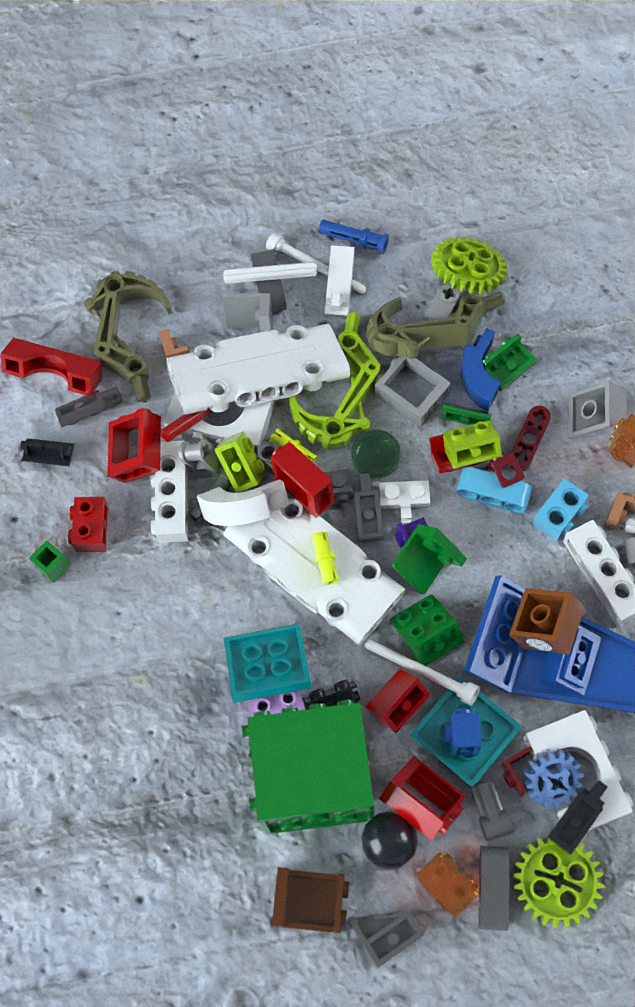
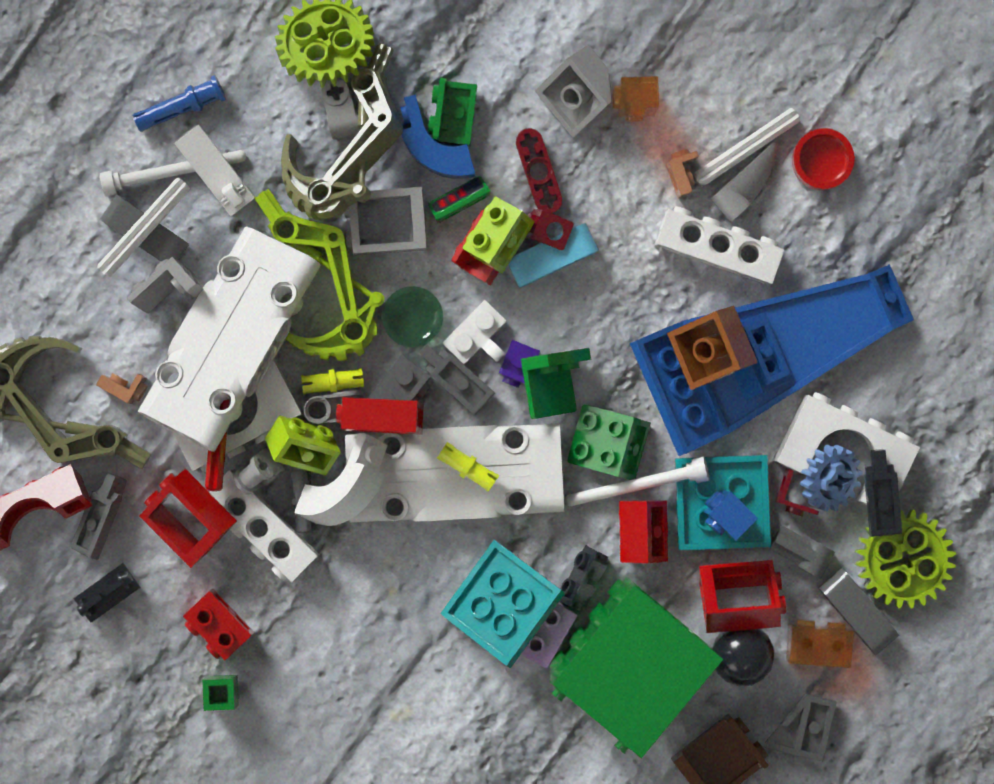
camera: 50 degrees left, 20 degrees up
(556, 507) = (621, 220): medium azure brick -> none

